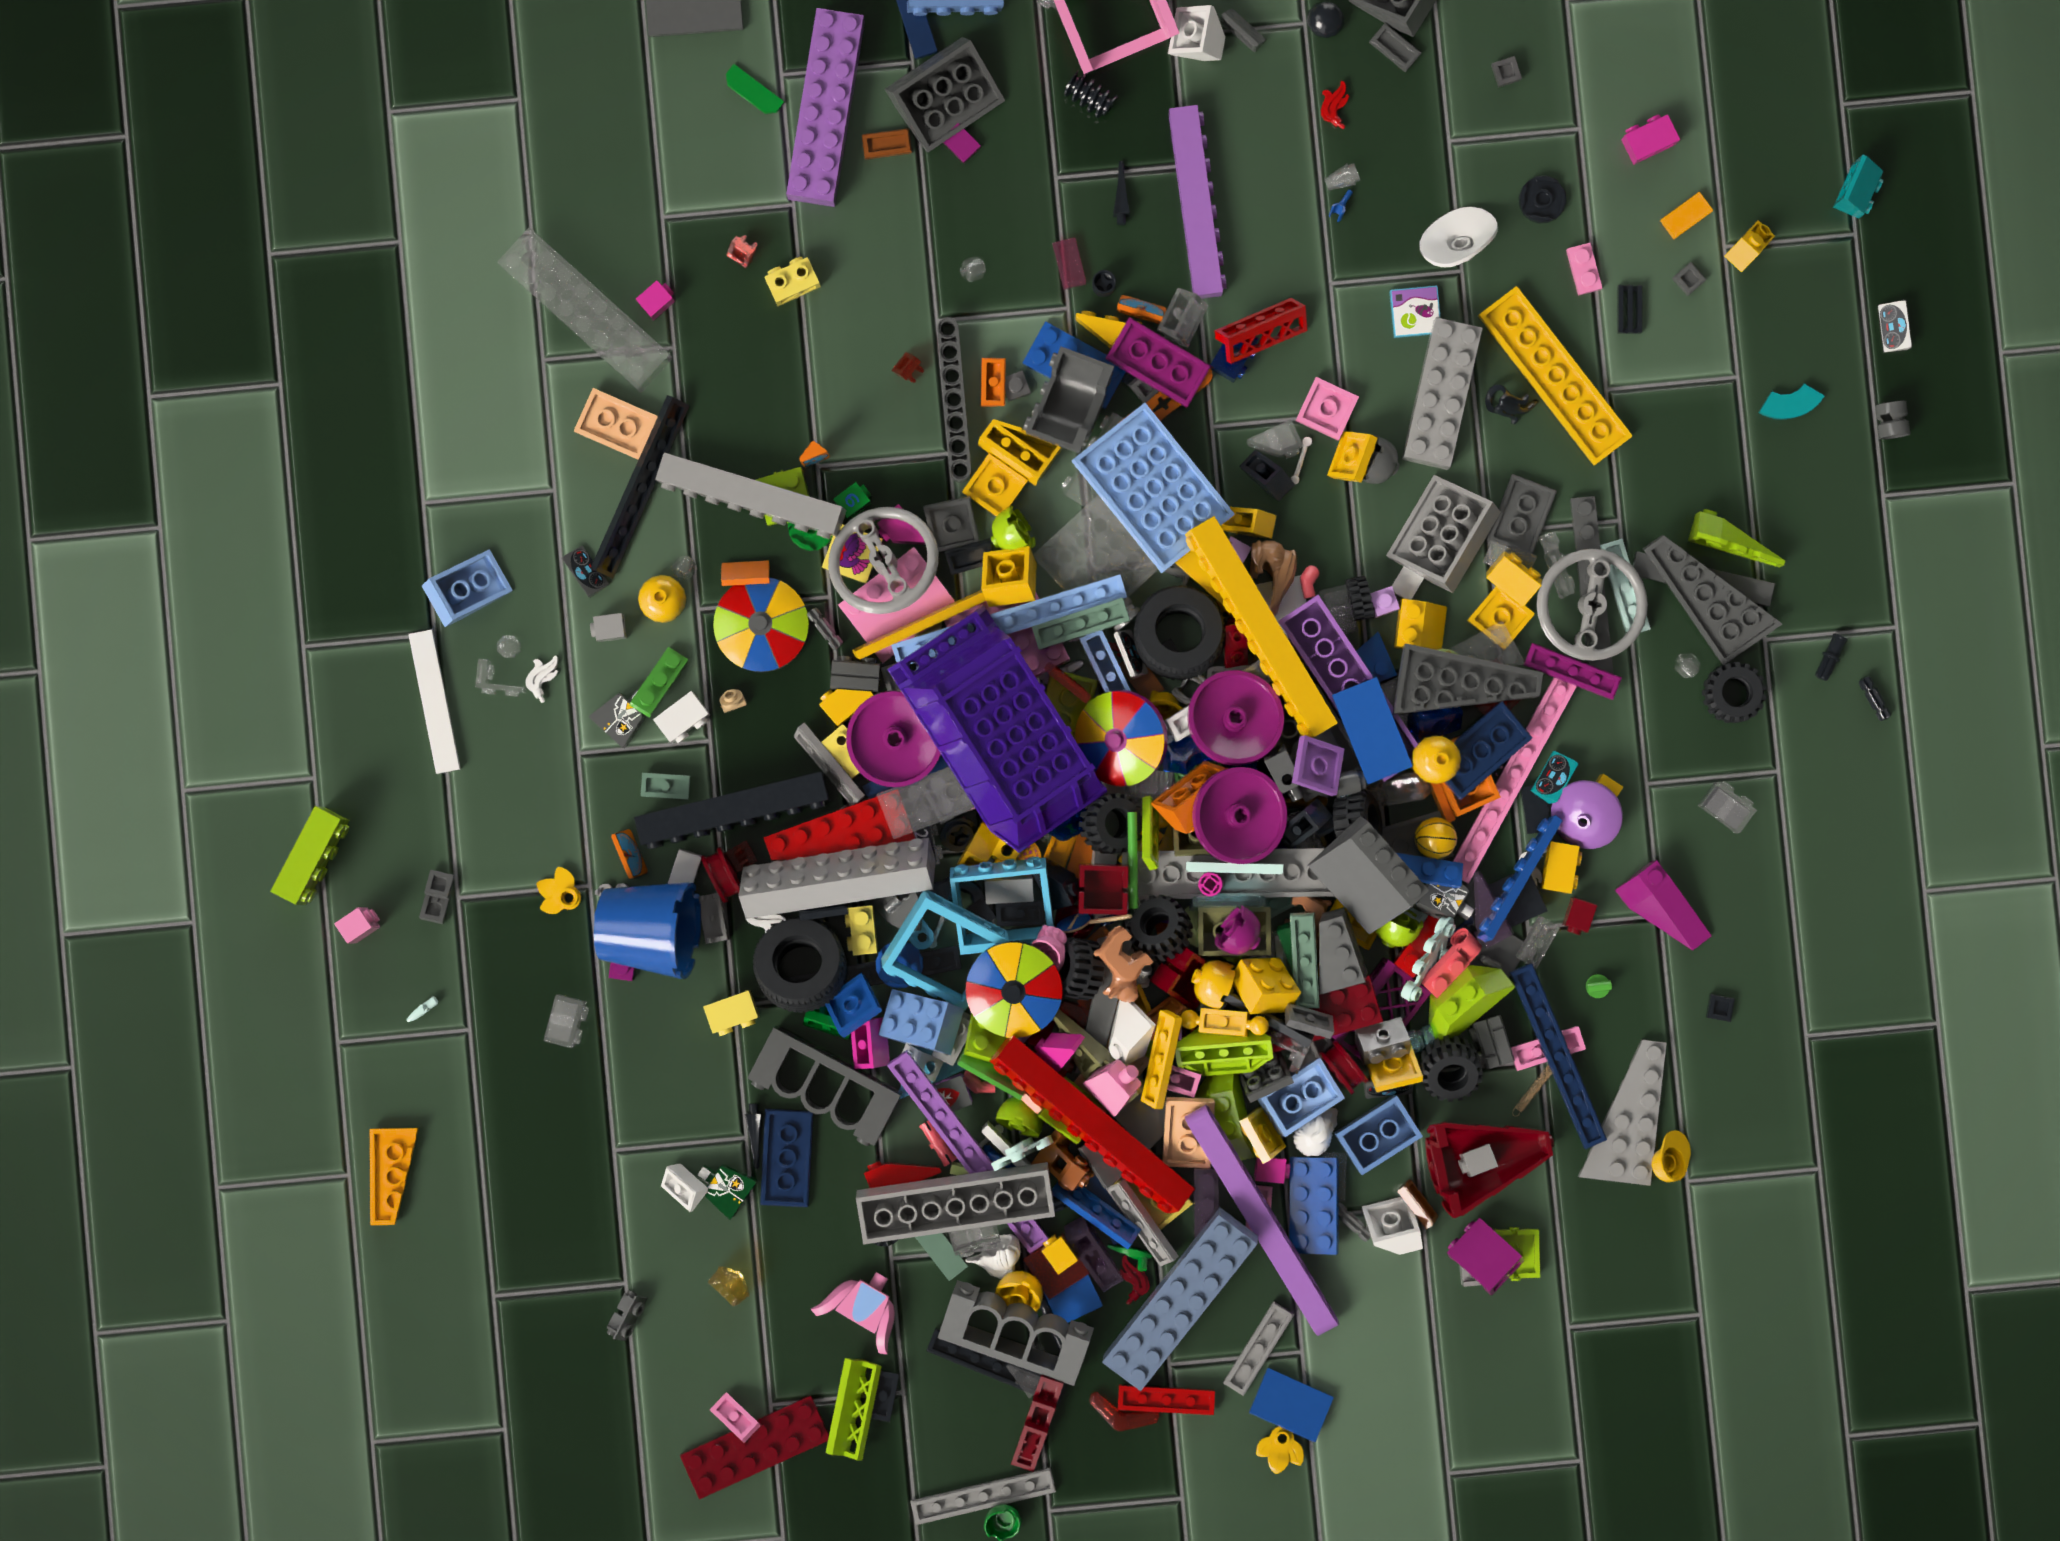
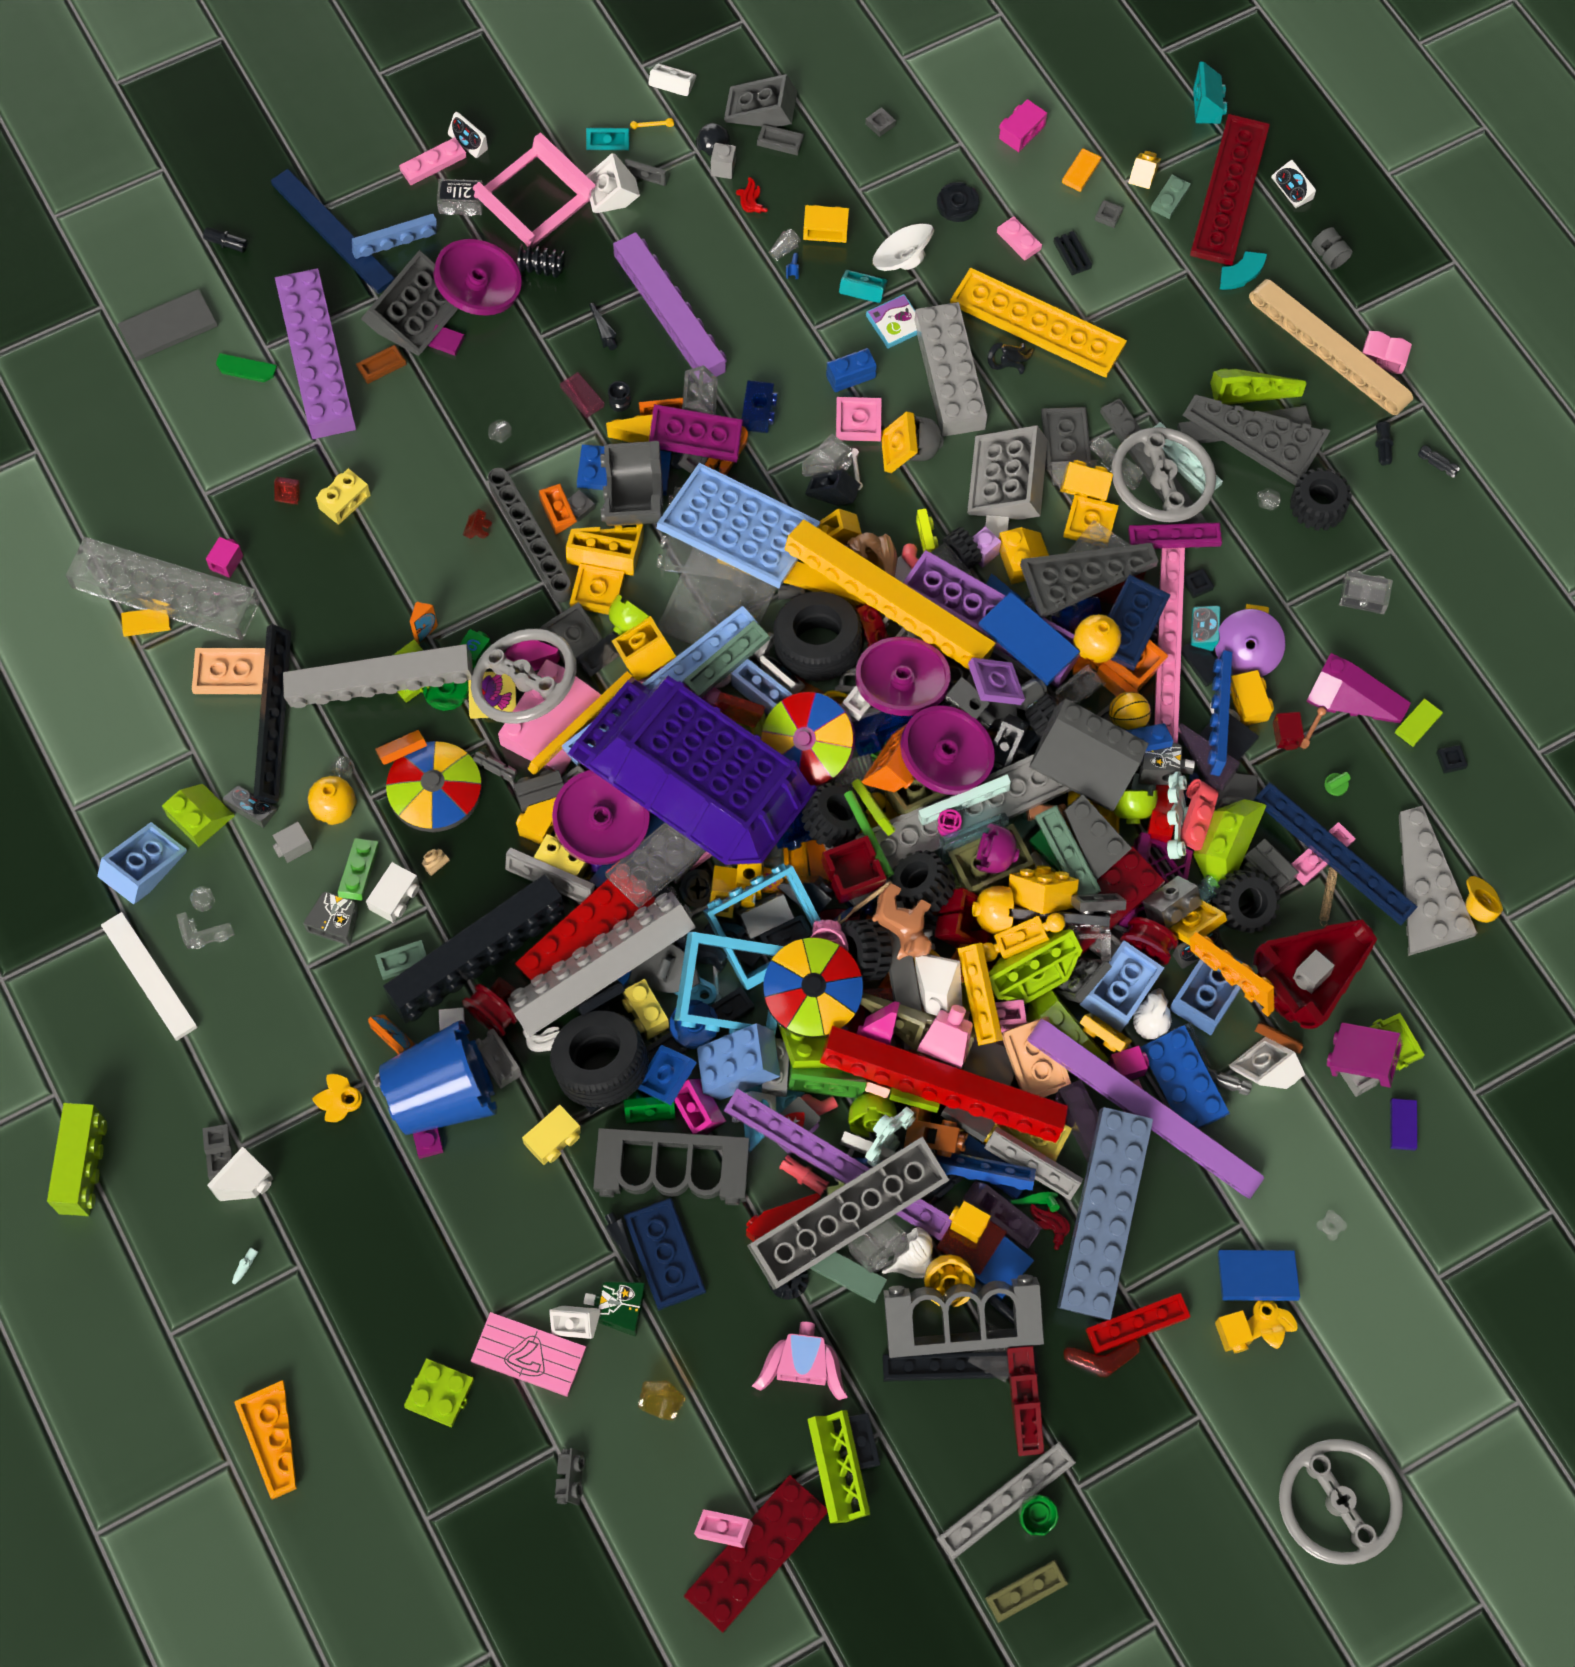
camera: 30 degrees left, 20 degrees down
(358, 924) = (148, 1204): bright pink brick -> none
(449, 935) = (240, 1178): none -> white slope
(535, 559) = (197, 813): none -> lime slope
(541, 674) = (243, 911): white piece -> none
(545, 1195) = (439, 1393): none -> lime plate
(555, 335) = (144, 622): none -> yellow tile
(566, 1021) = (392, 1213): clear brick -> none
(634, 1195) = (528, 1354): none -> bright pink tile
(1018, 89) = (477, 277): none -> magenta dish
(1245, 1444) = (1234, 1332): none -> yellow brick
(1258, 1348) = (1200, 1237): light grey tile -> none
(1262, 323) = (774, 368): red fence -> none
(1323, 52) = (723, 160): none -> light grey brick
(1338, 553) = (925, 525): none -> neon yellow plate
(1344, 352) = (851, 370): none -> blue brick
(1375, 1395) = (1336, 1220): none -> clear plate
(1394, 172) = (825, 223): none -> yellow brick
(1401, 257) = (862, 286): none -> teal slope
(1405, 1143) = (1234, 972): none -> light orange wing
(1489, 1328) = (1403, 1124): none -> dark purple tile
(1537, 941) = (1263, 765): clear plate -> none
(1572, 725) = (1198, 583): none -> black tile
(1621, 908) = (1321, 711): none -> nougat hinge
(1708, 958) = (1418, 722): none -> lime tile
(1762, 286) = (1170, 196): none -> sand green plate
(1826, 304) = (1229, 190): none -> dark red plate
(1833, 529) = (1331, 347): none -> tan beam
(1885, 559) = (1387, 352): none -> bright pink brick

